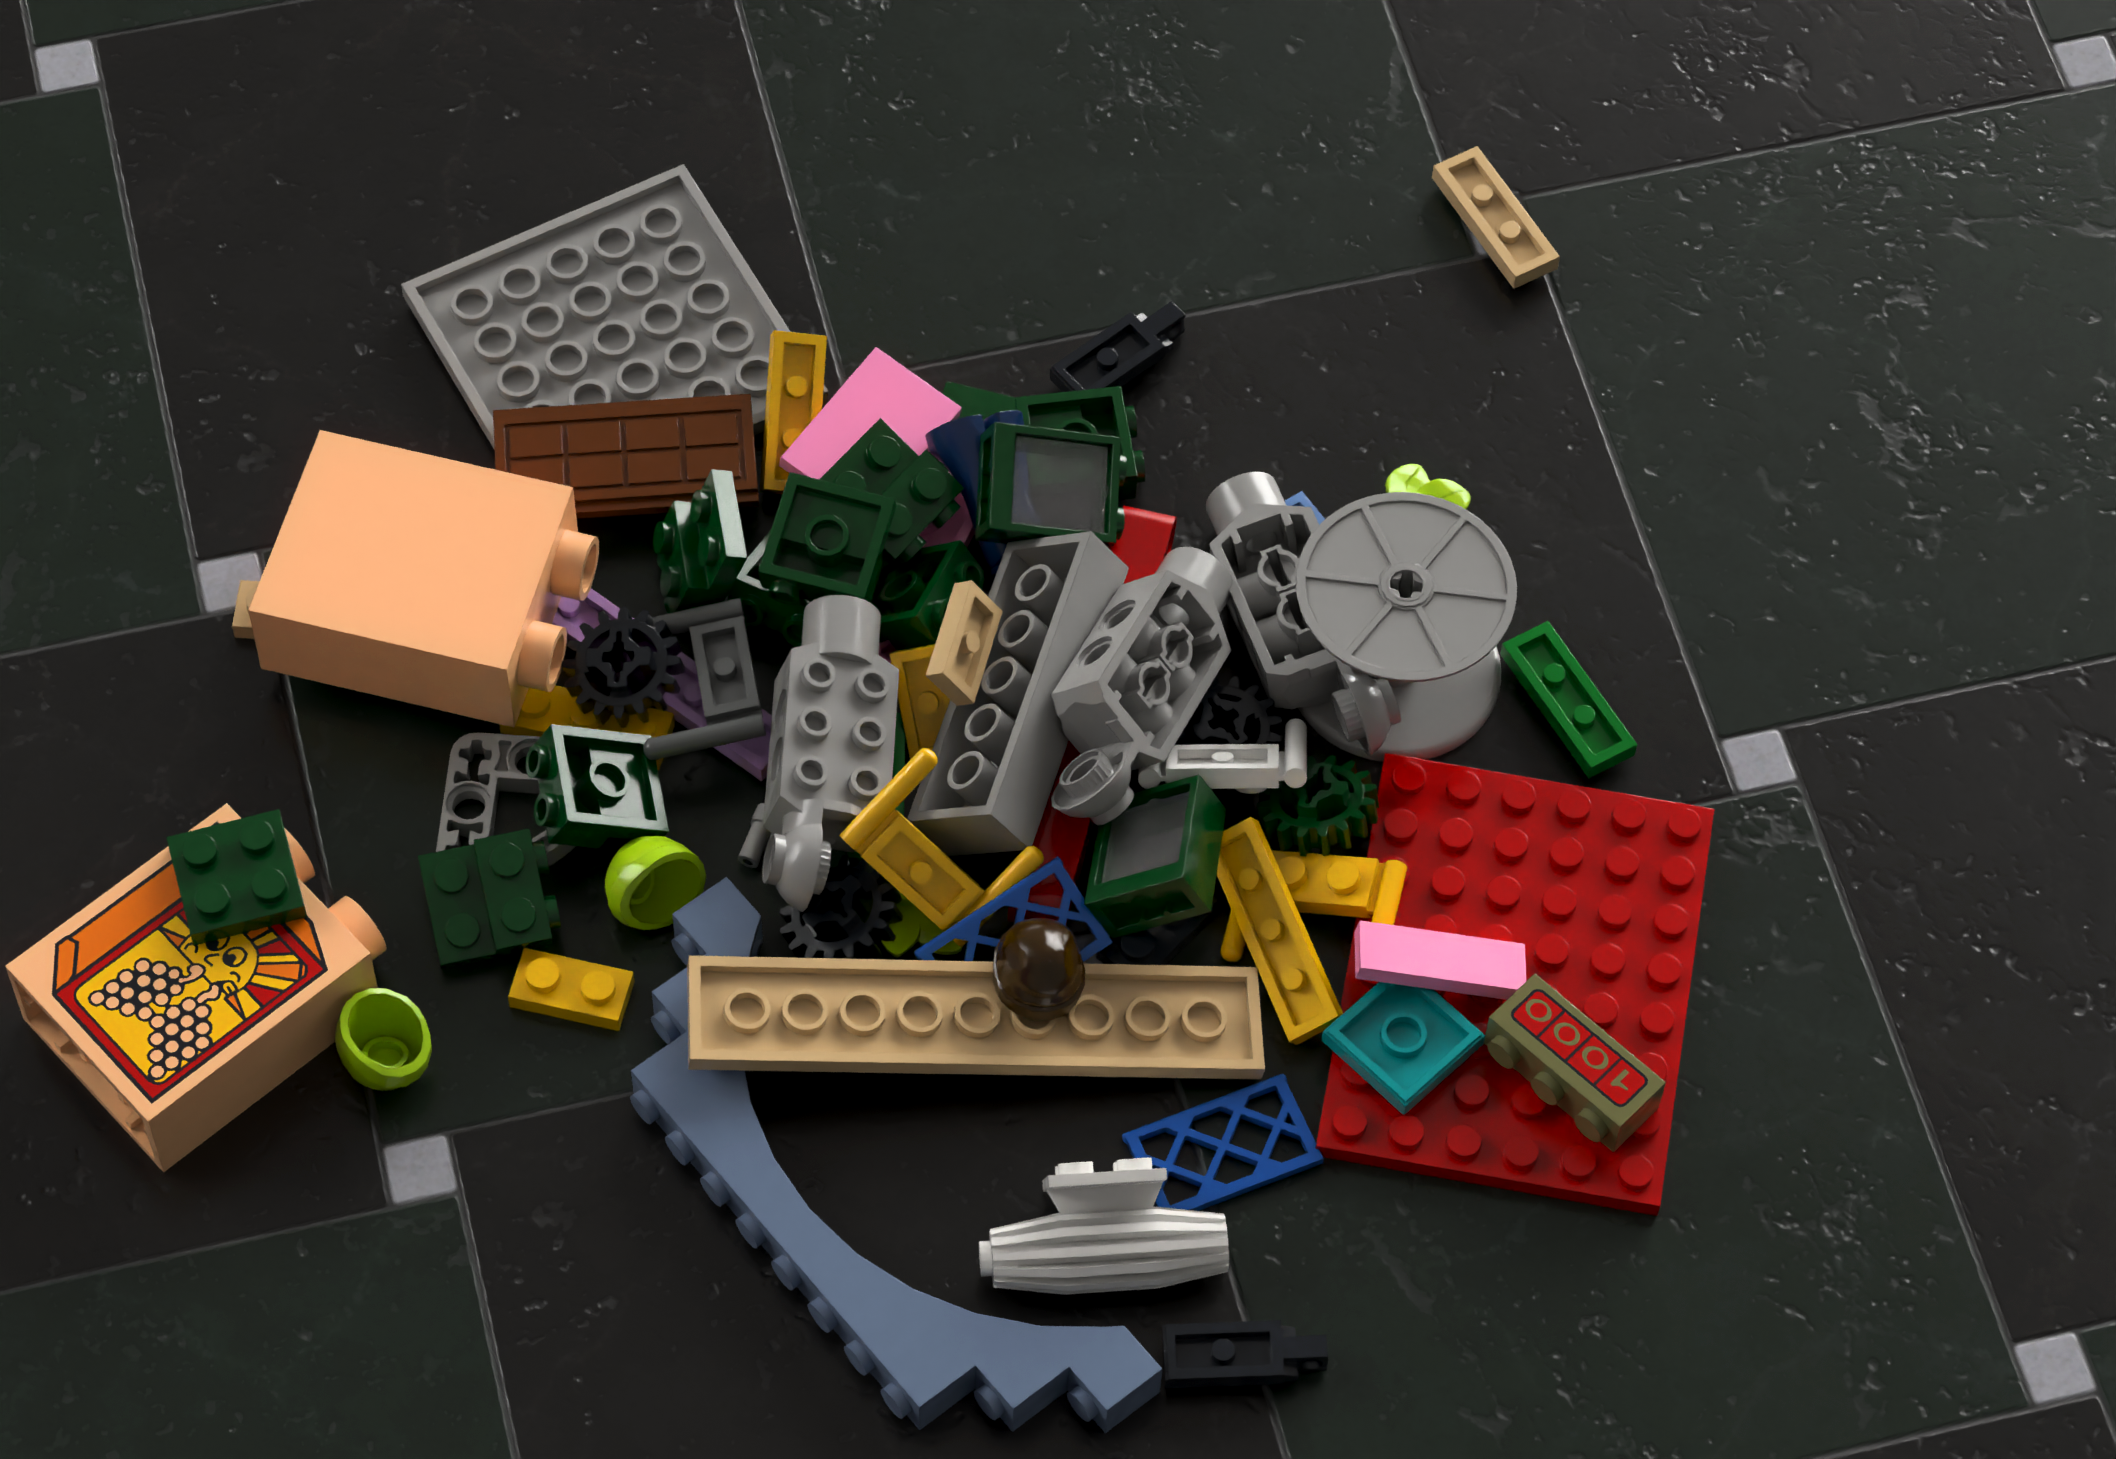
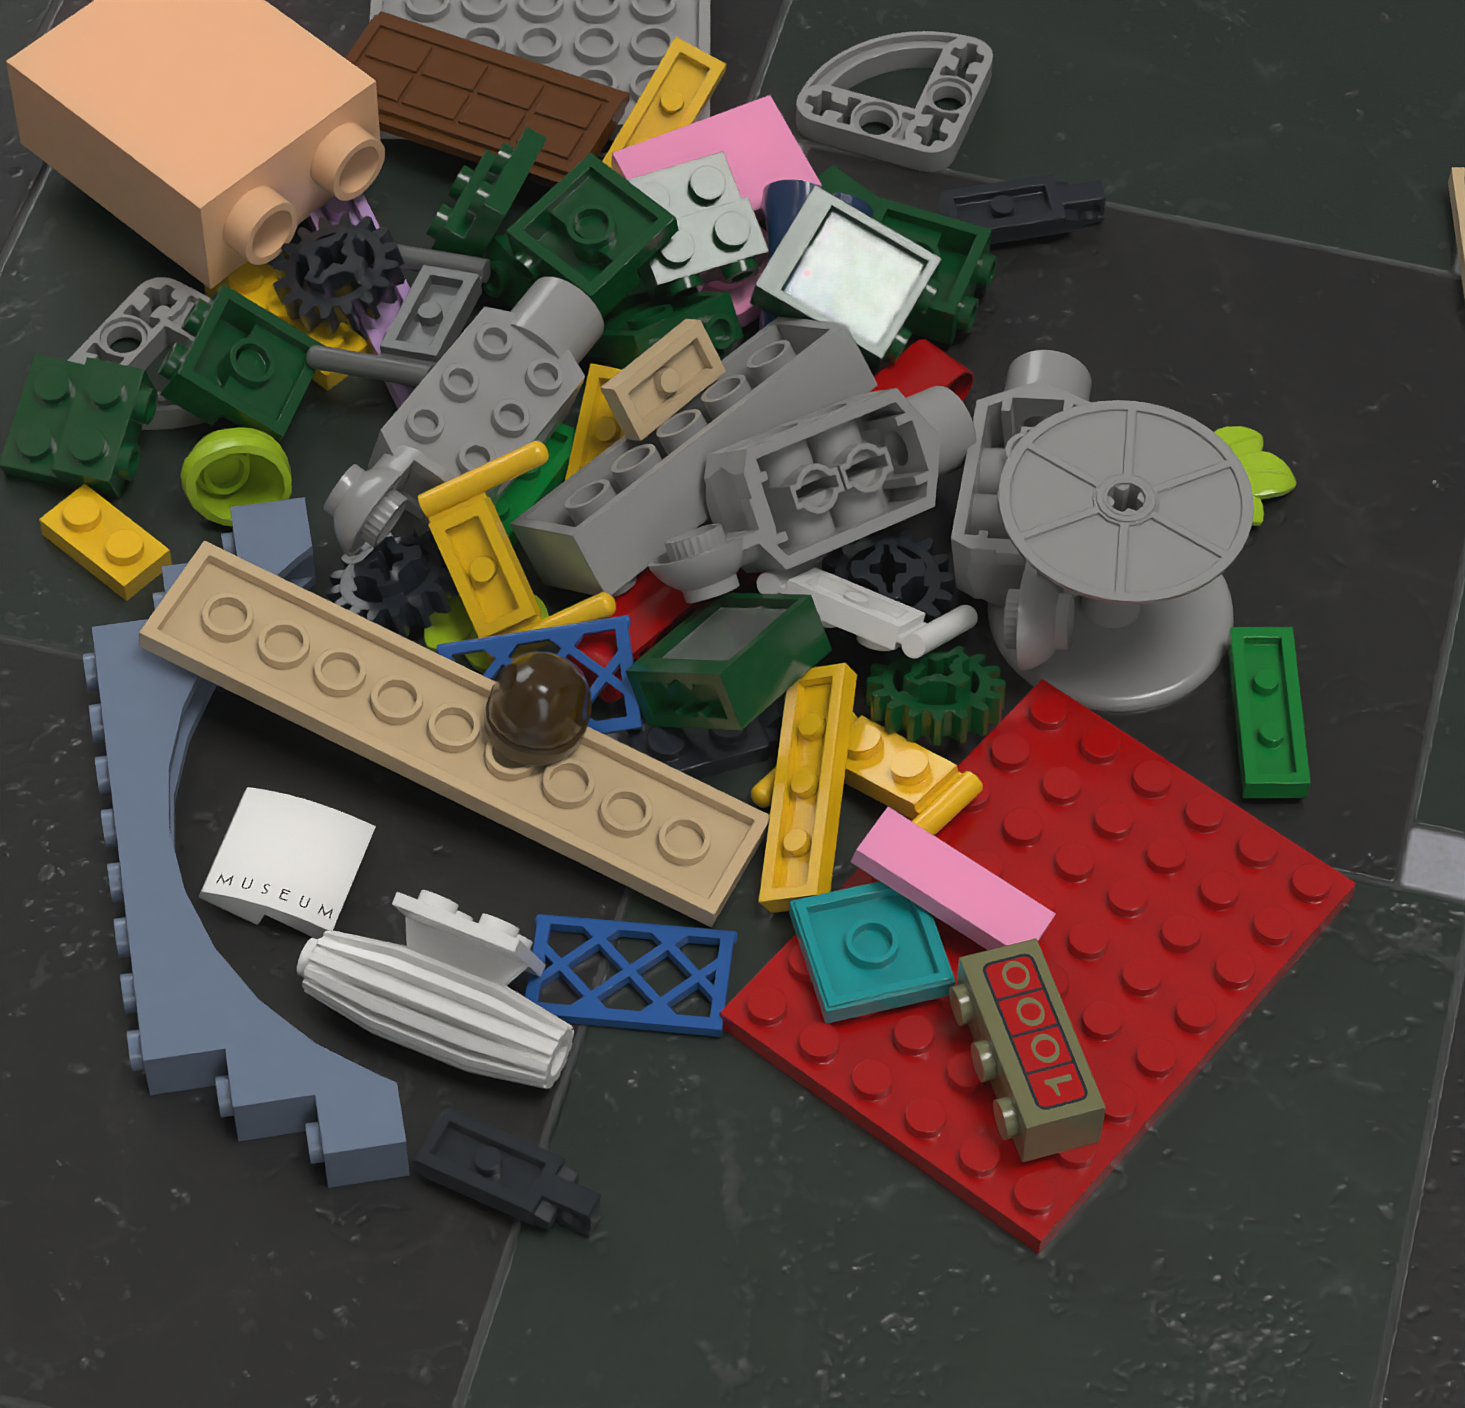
camera: 30 degrees right, 5 degrees down
(905, 1188) = (287, 861): none -> white slope
(981, 317) = (908, 127): none -> light grey beam

